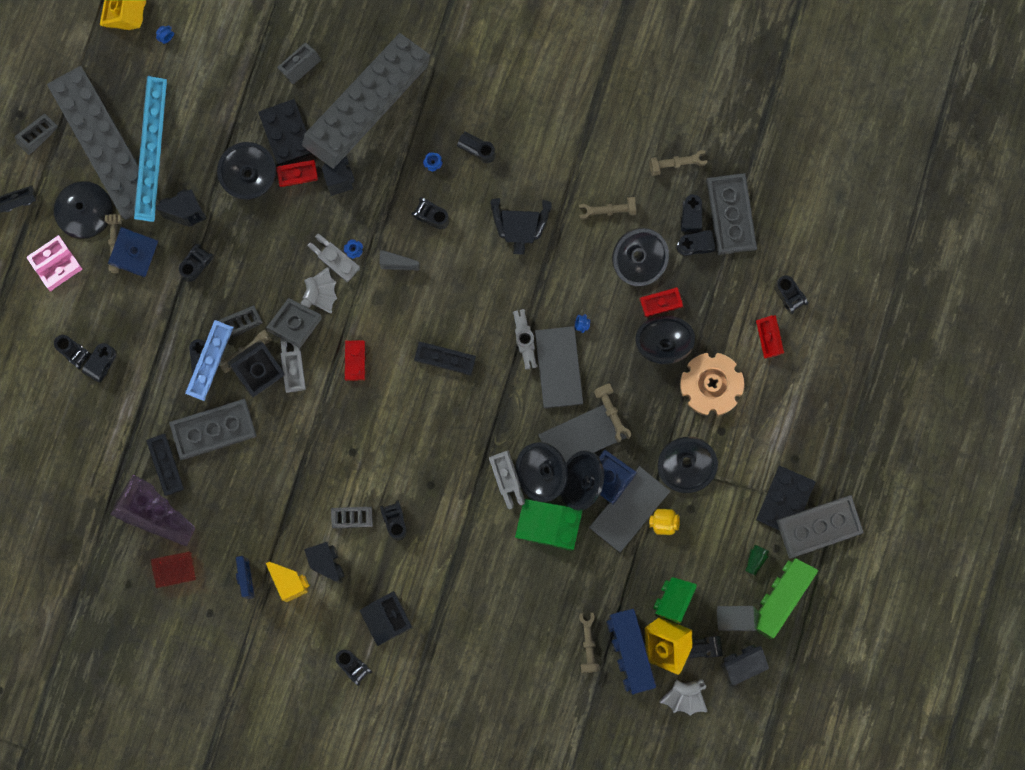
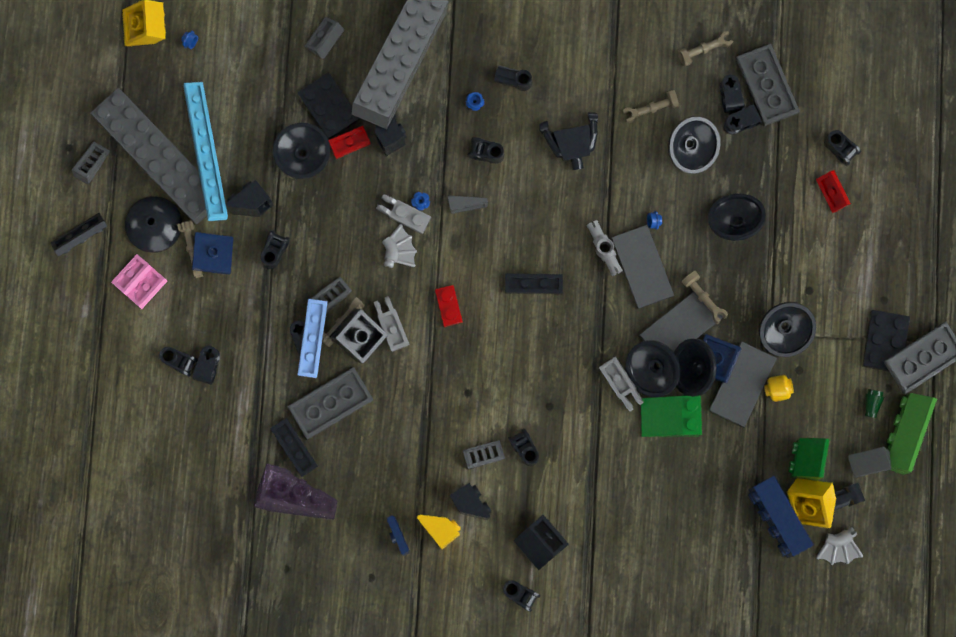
camera: 15 degrees left, 0 degrees up
(173, 569) = (327, 544): clear red plate -> none
(294, 323) = (383, 284): dark grey plate -> none
(589, 644) = (737, 520): dark tan piece -> none
(661, 302) = (723, 183): red plate -> none
(706, 398) = (800, 259): light nougat piece -> none
(745, 665) = (888, 504): black slope -> none

